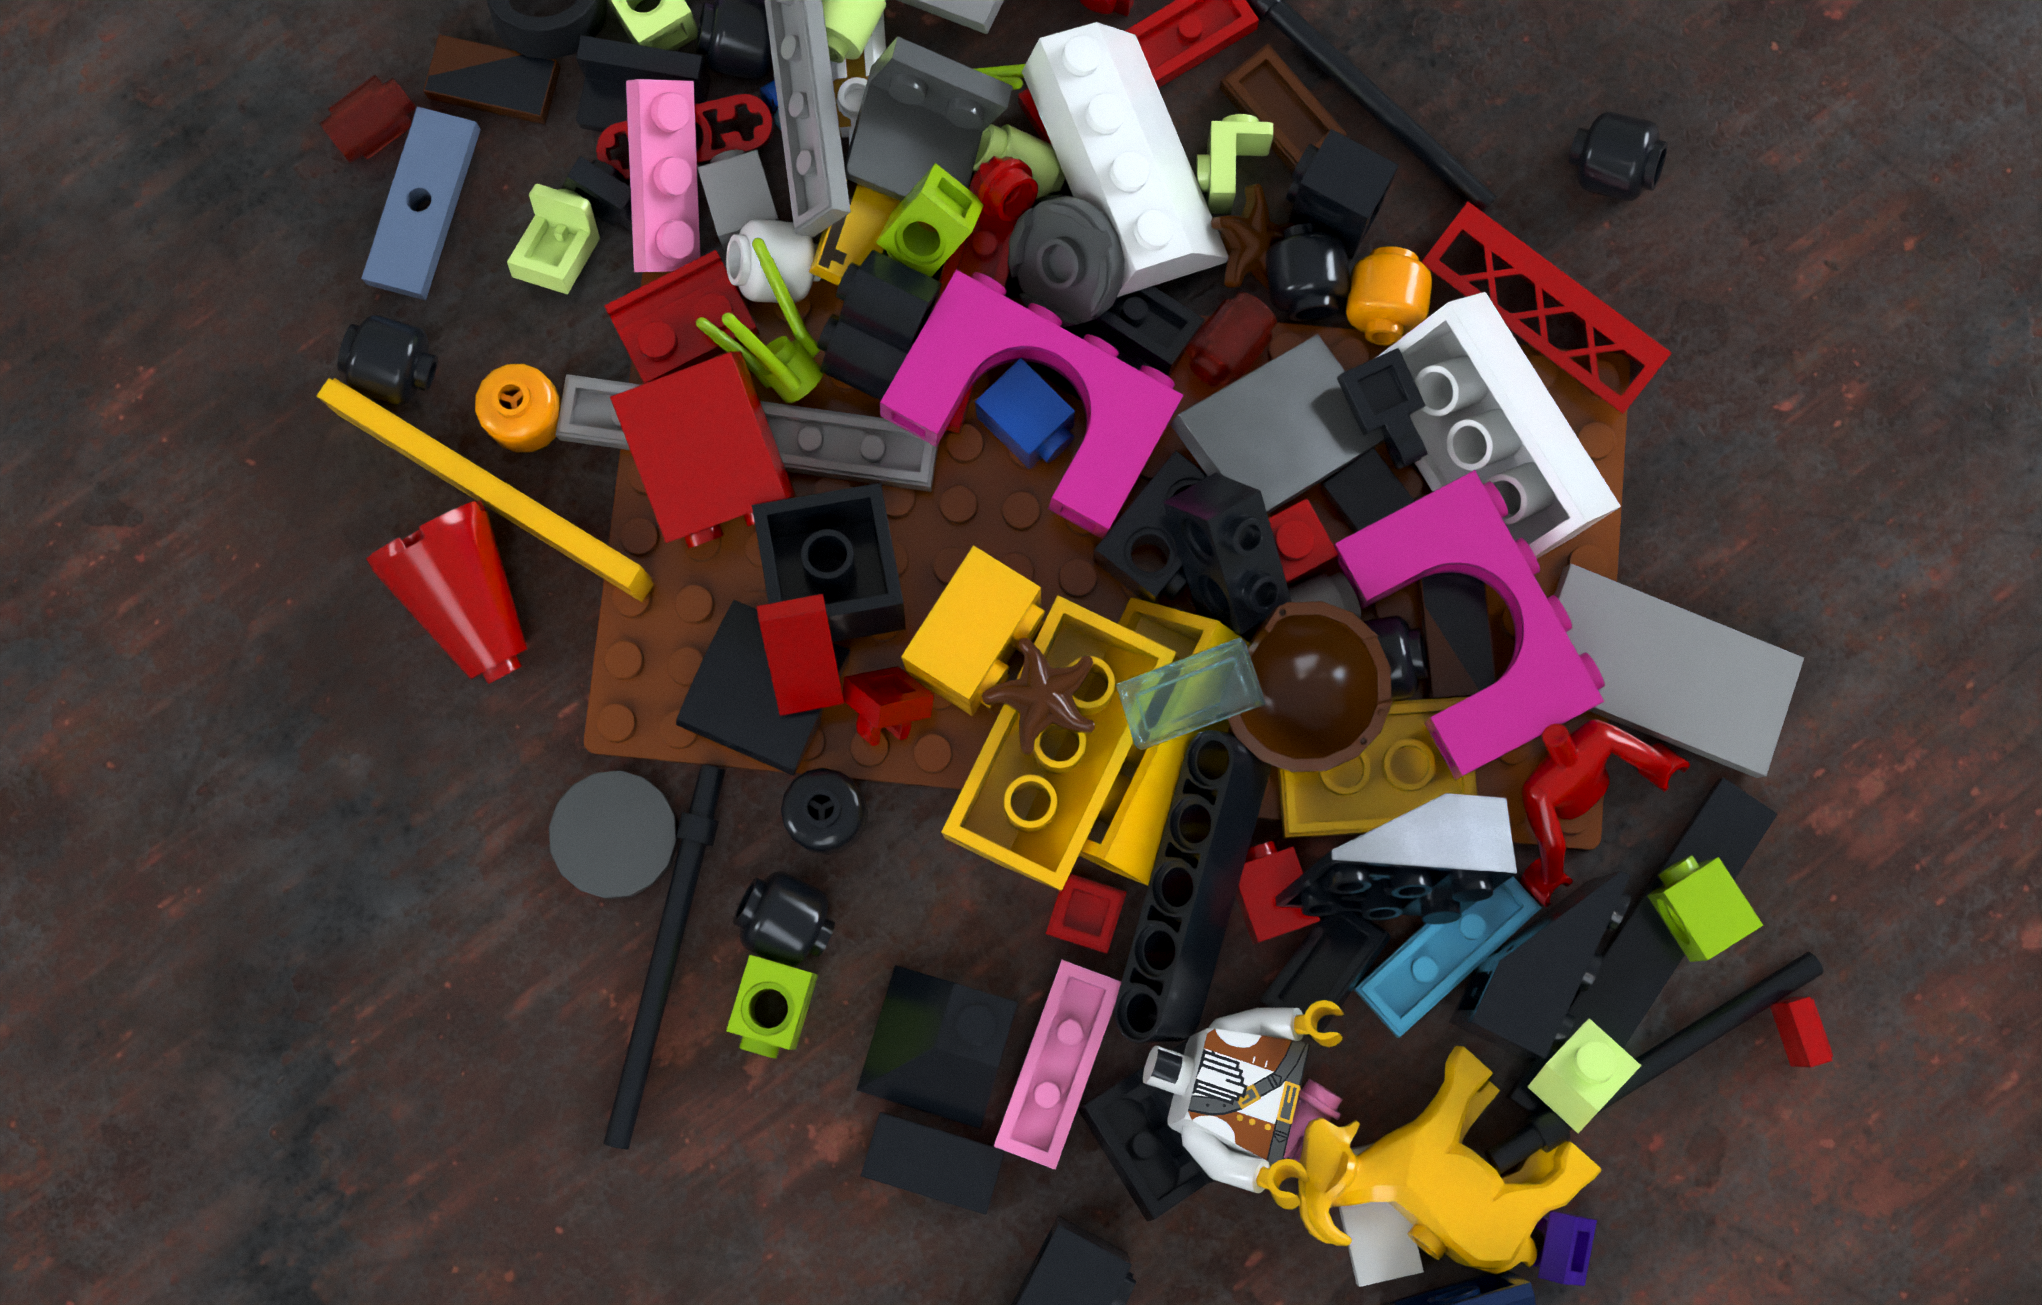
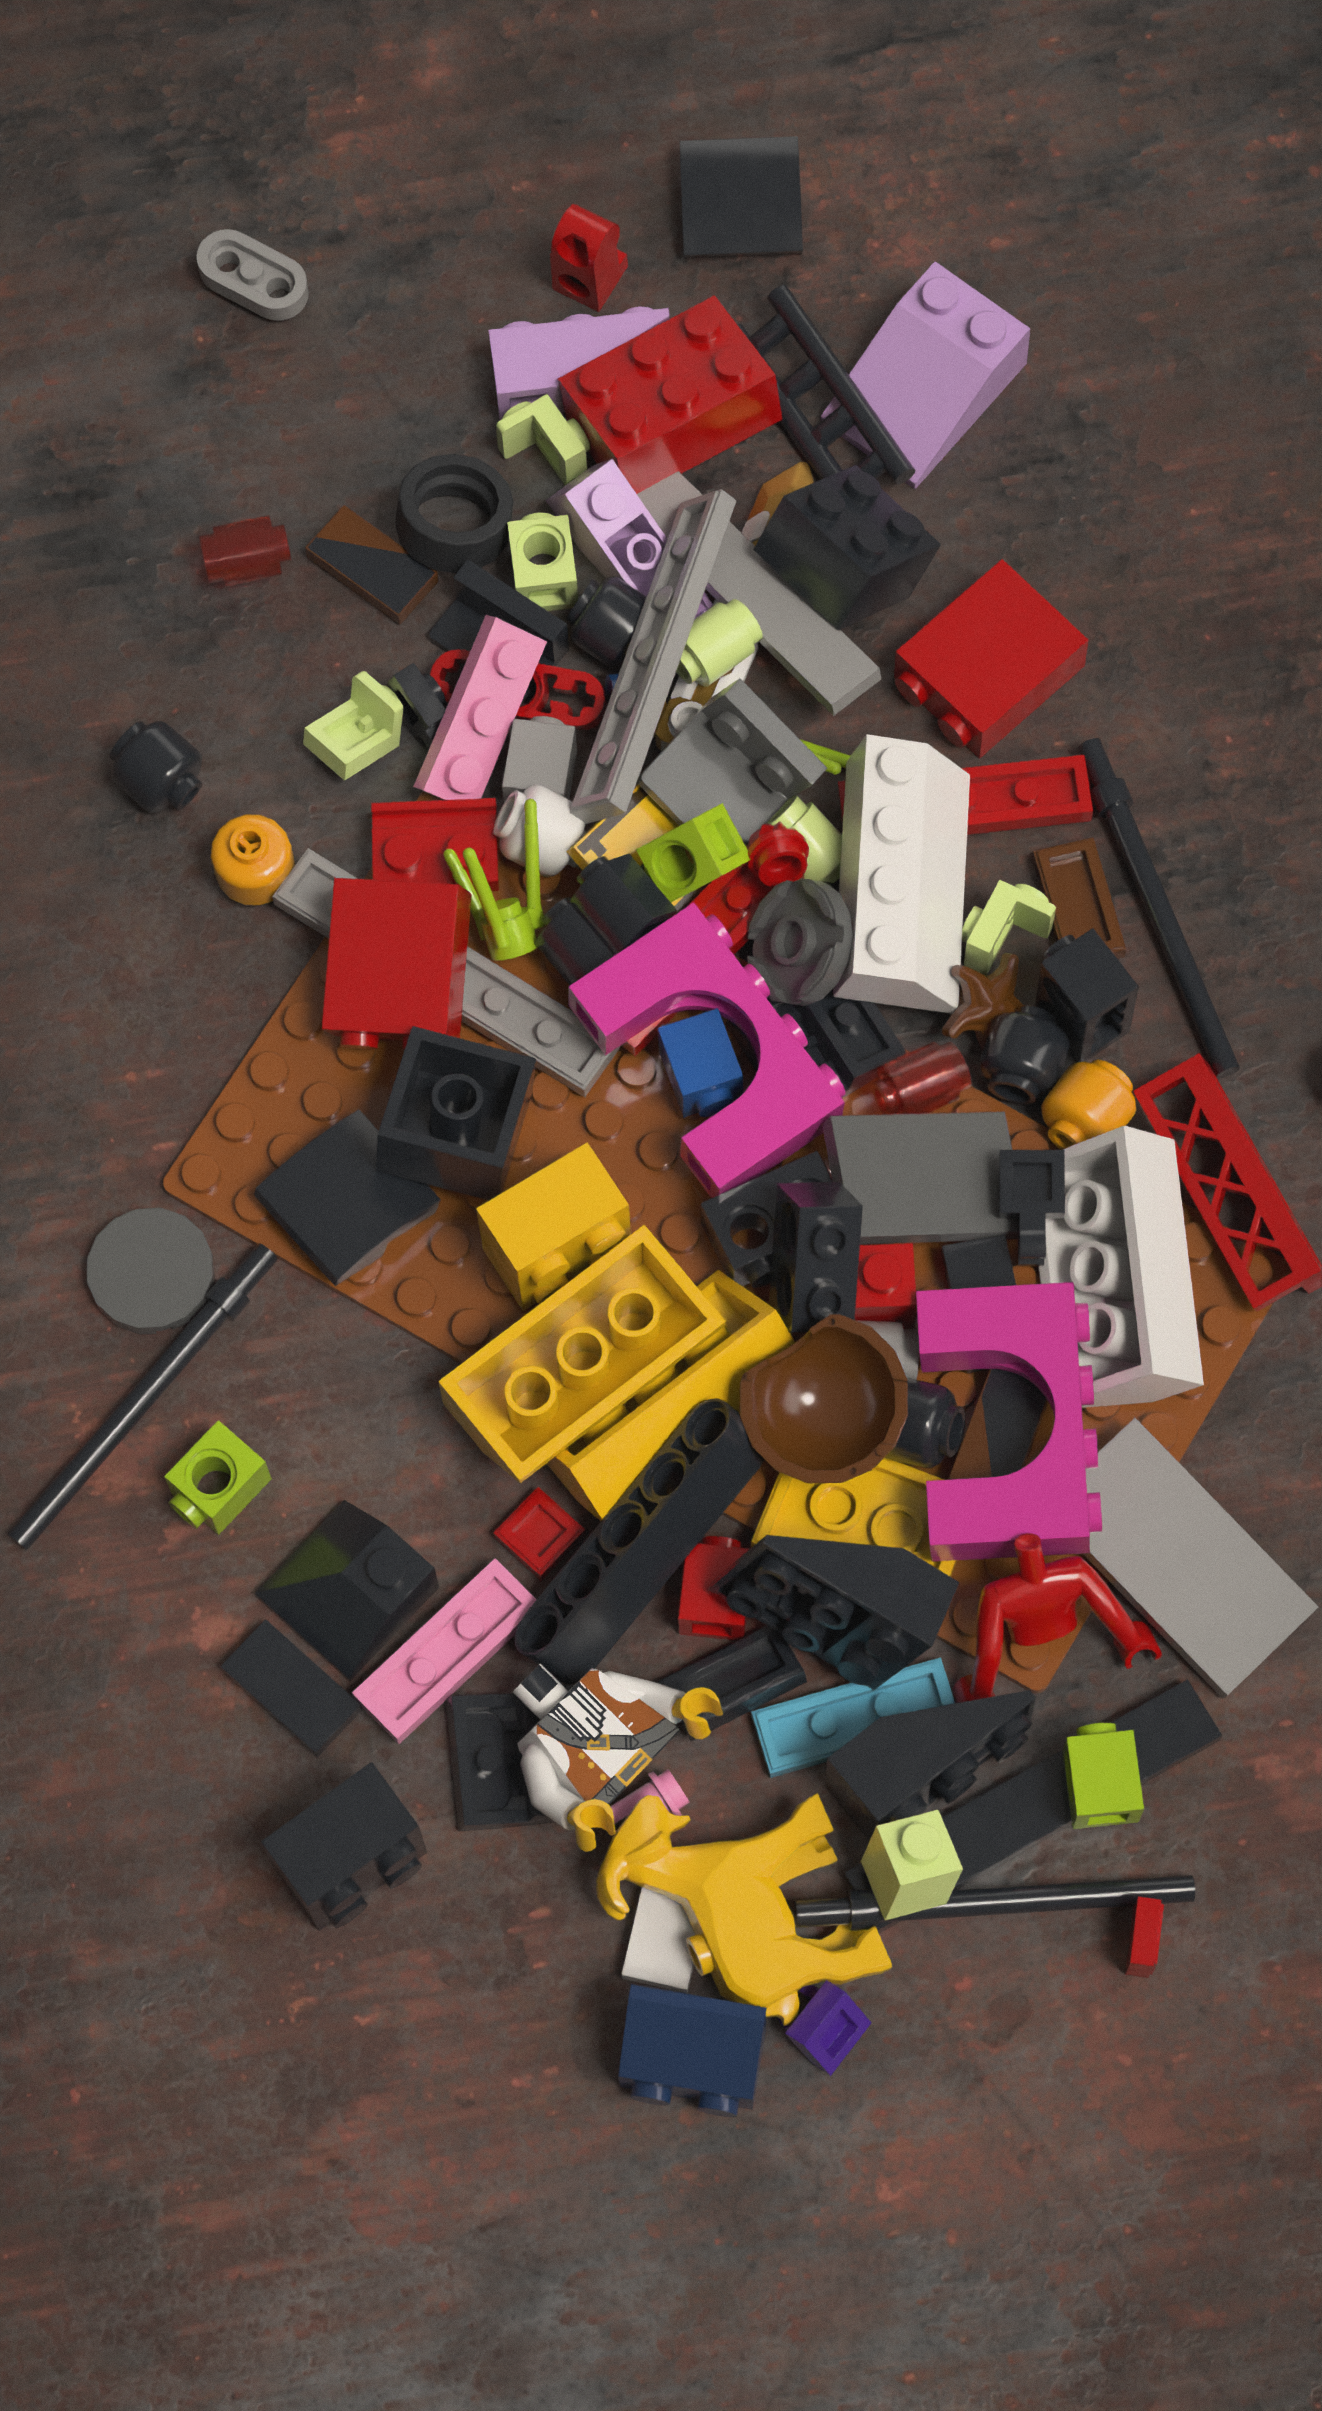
camera: 25 degrees right, 10 degrees down
(429, 169) = (278, 620): sand blue tile -> none
(457, 590) = (119, 990): red cone -> none
(486, 487) = (189, 917): yellow tile -> none
(784, 919) = (265, 1408): black head -> none
(800, 654) = (390, 1173): red tile -> none
(829, 834) = (341, 1348): black head -> none
(886, 700) = (450, 1253): red tile -> none
(1043, 696) = (585, 1301): reddish brown animal -> none
(1190, 694) = (715, 1355): clear light blue tile -> none

